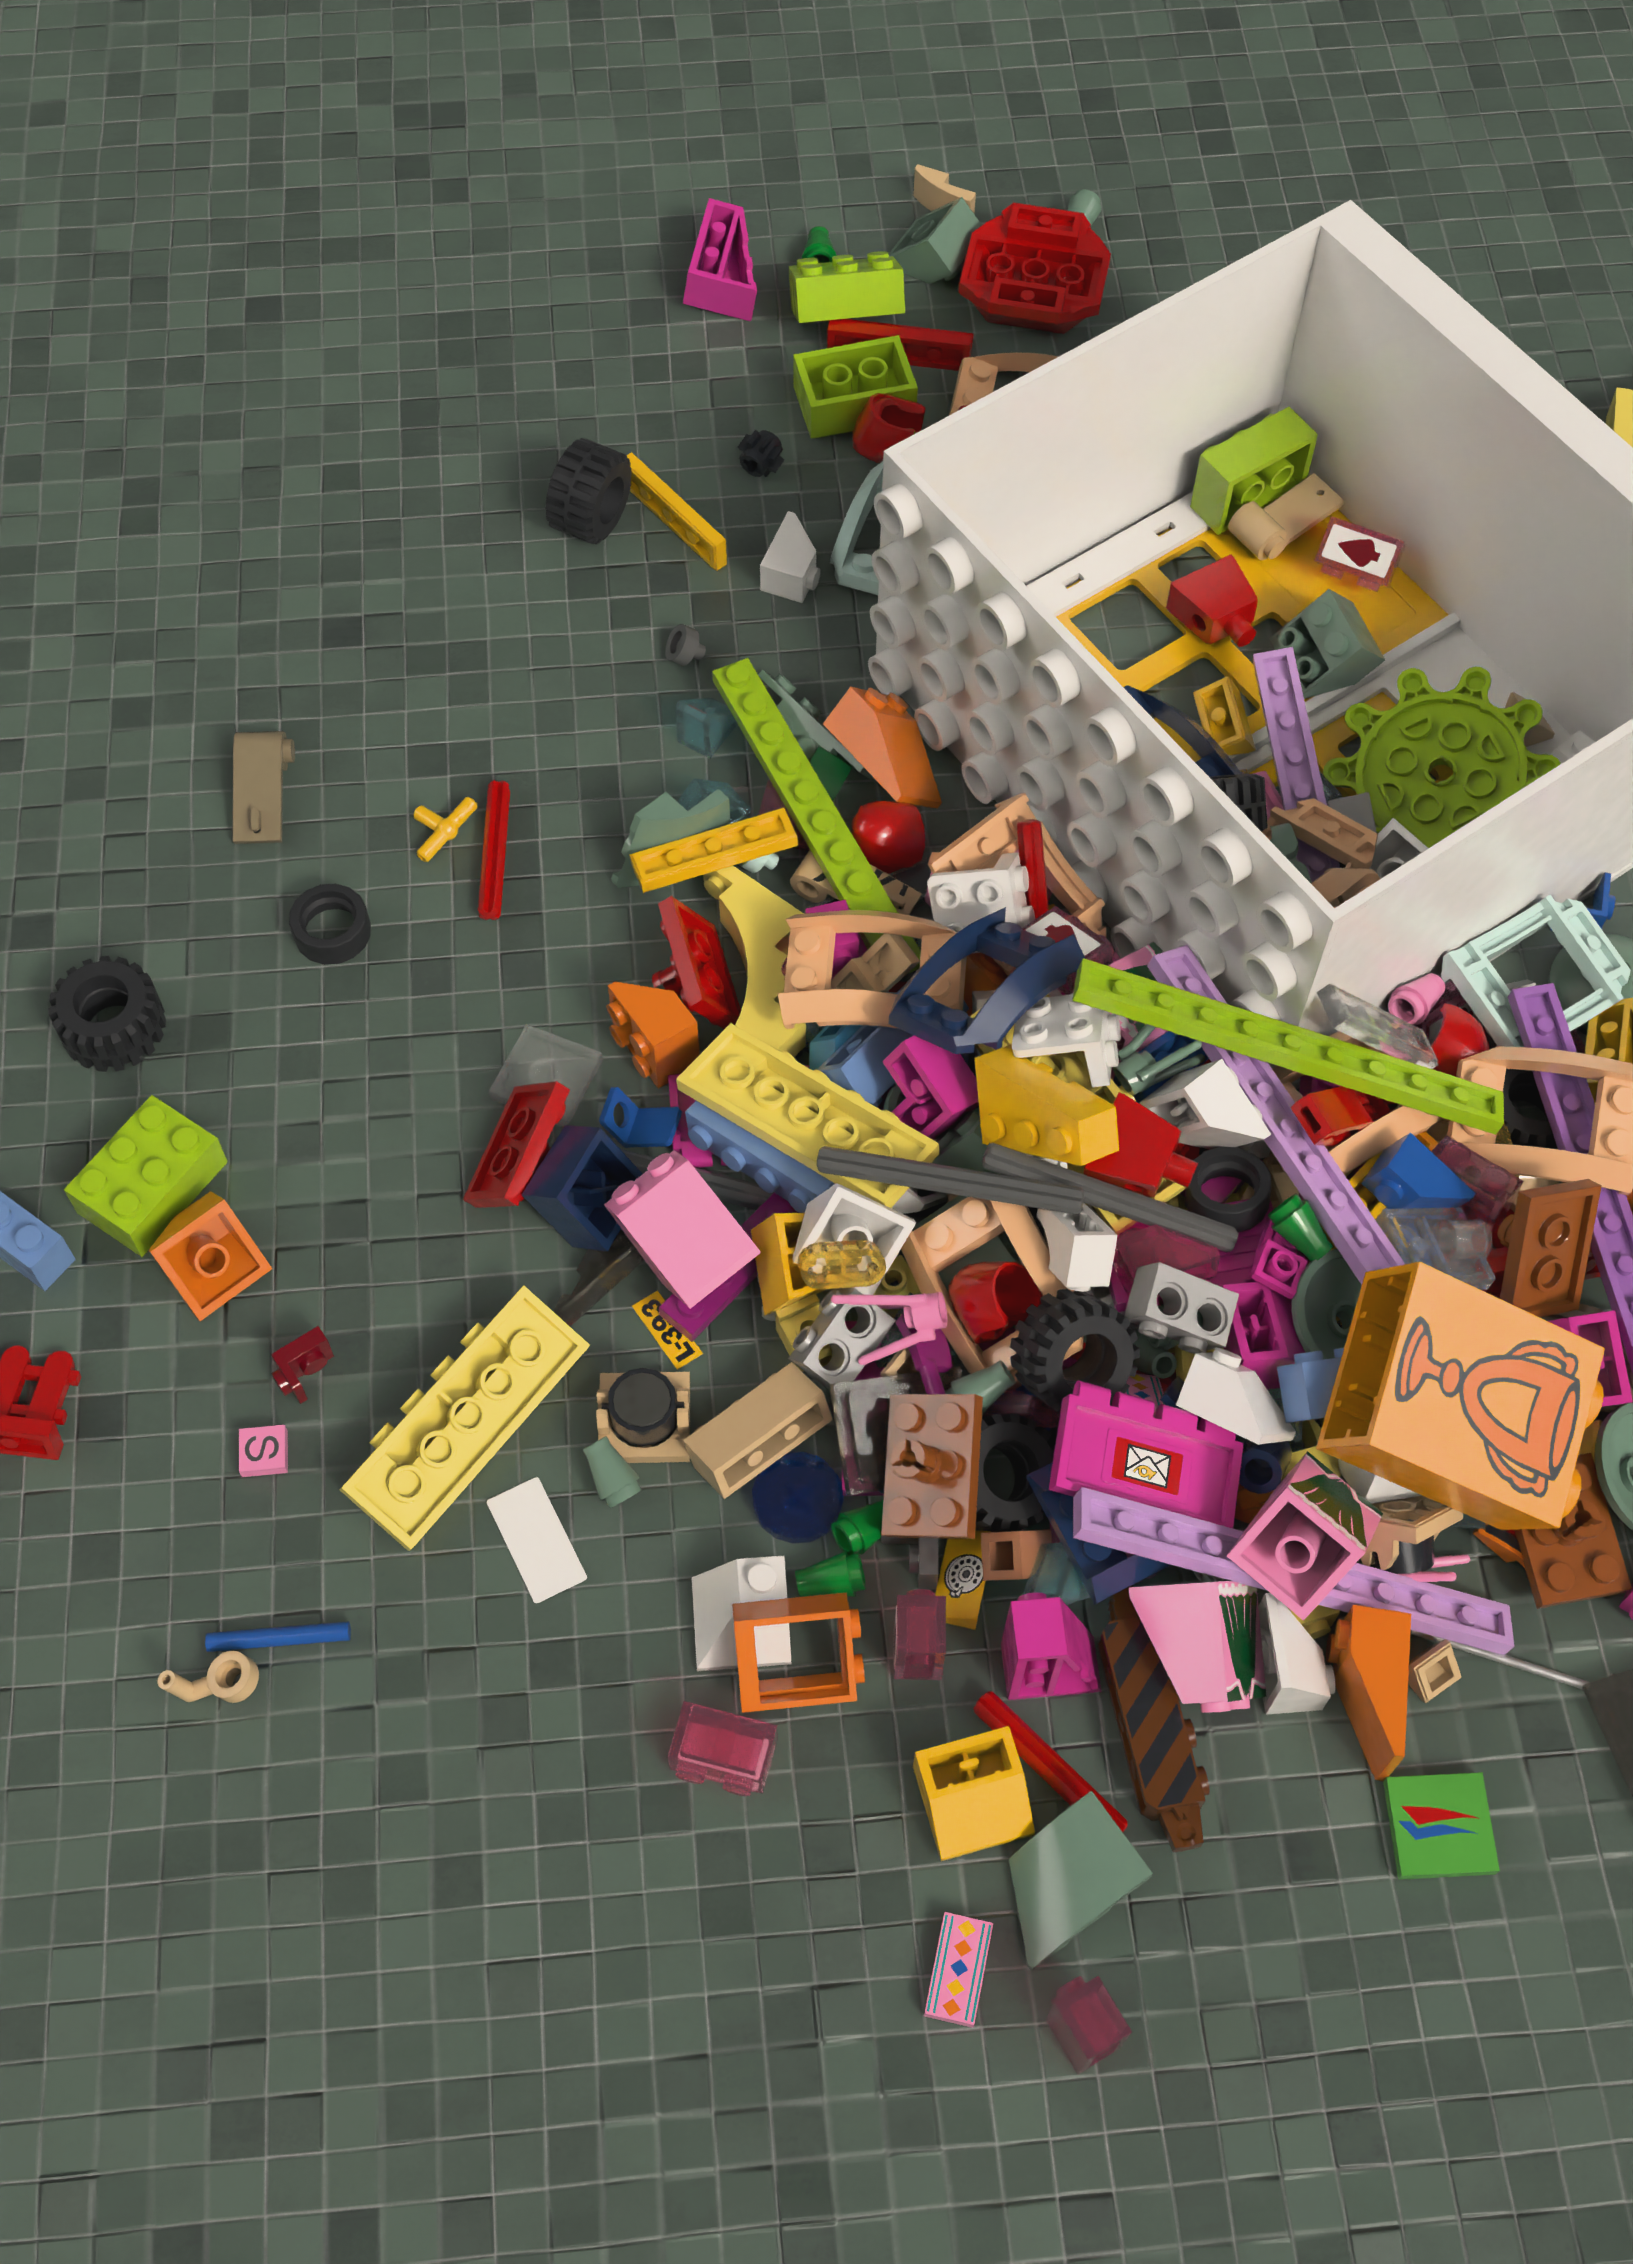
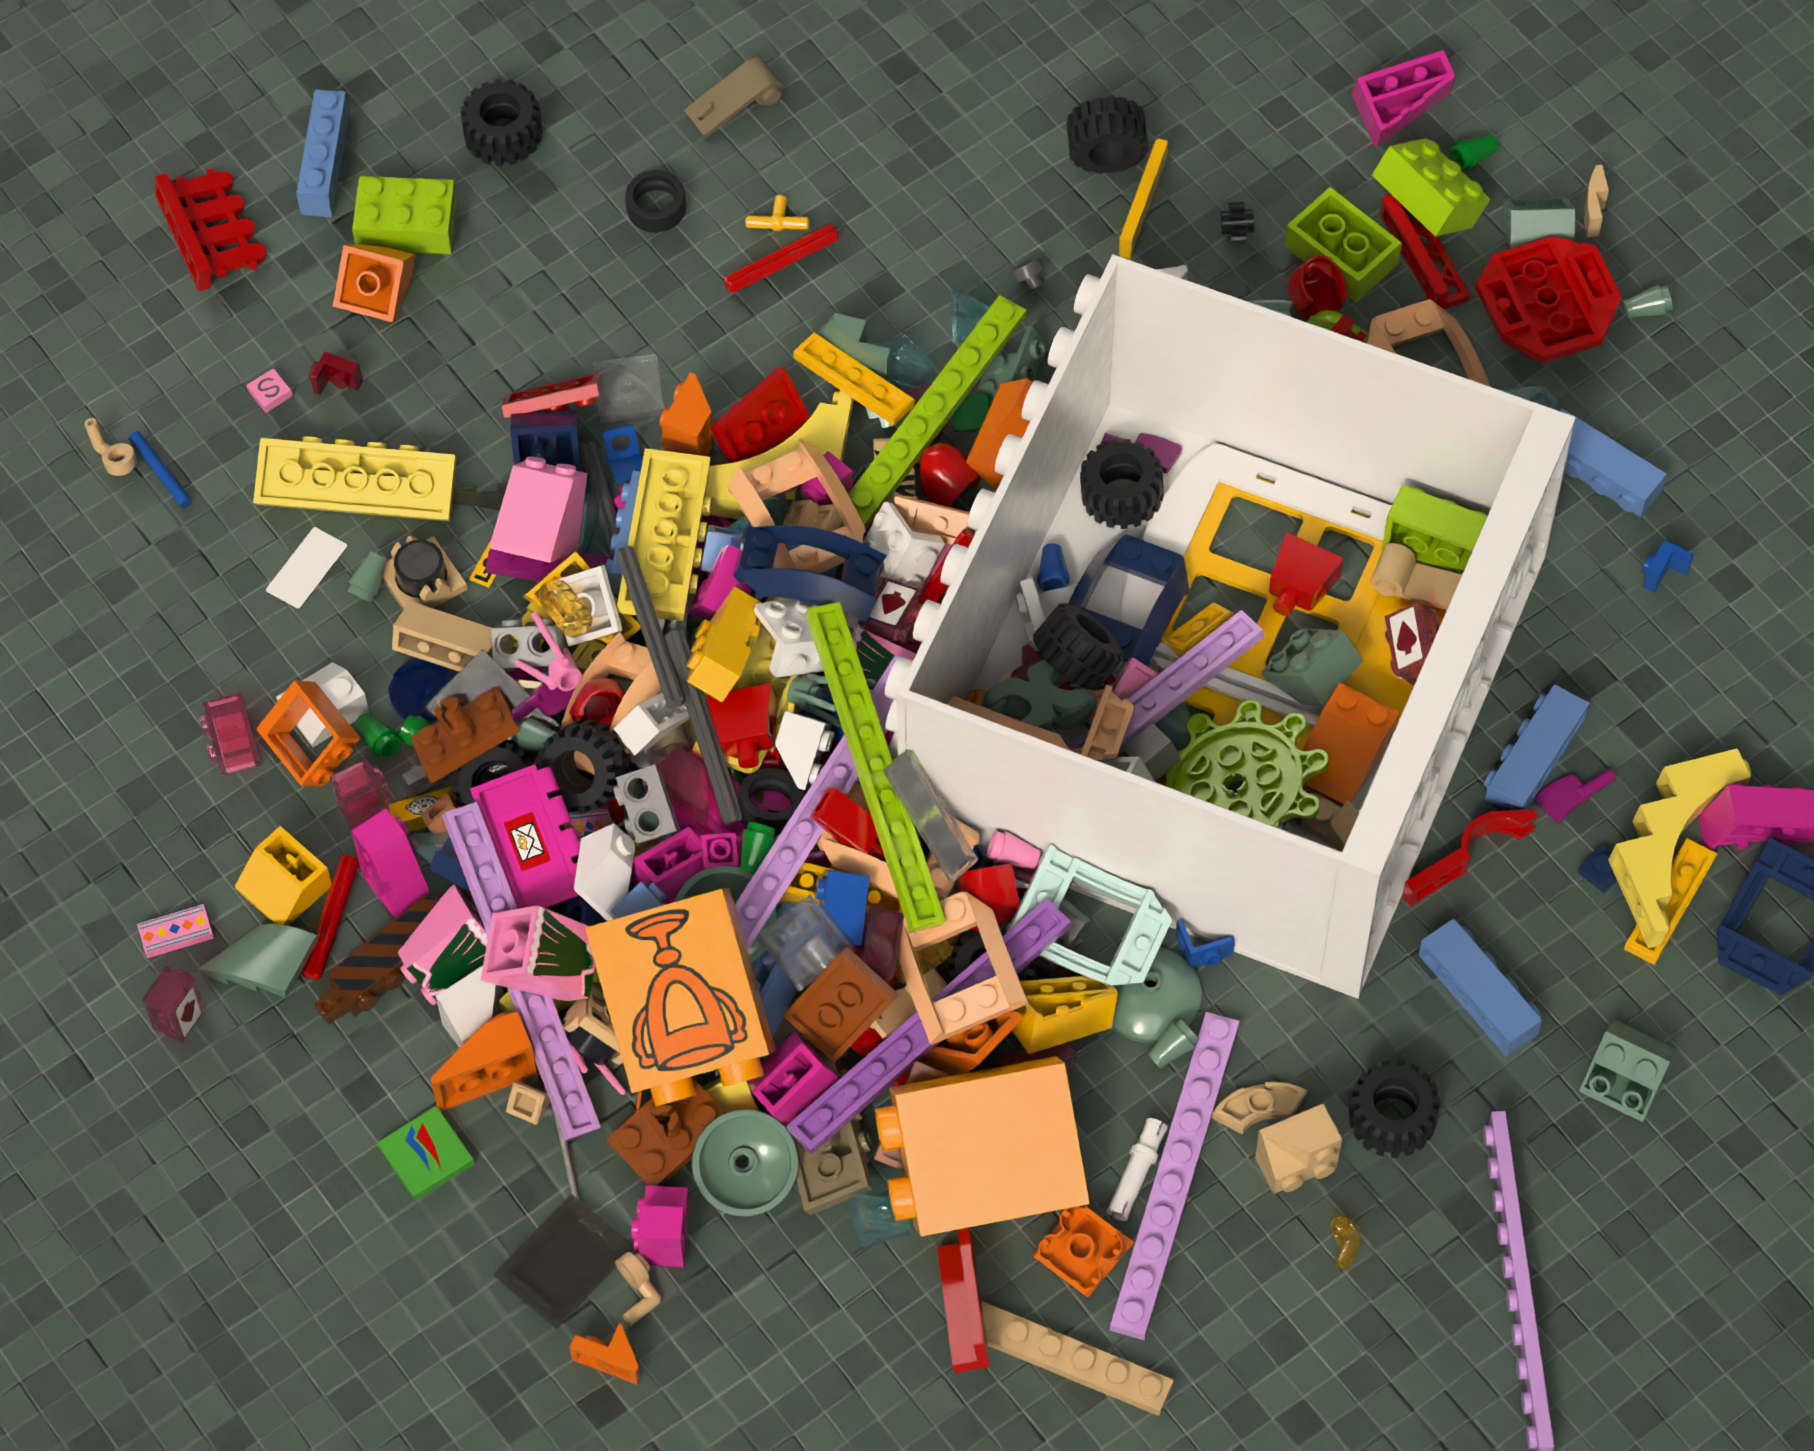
camera: 60 degrees right, 0 degrees up
(1434, 643) = (1354, 735): none -> orange slope

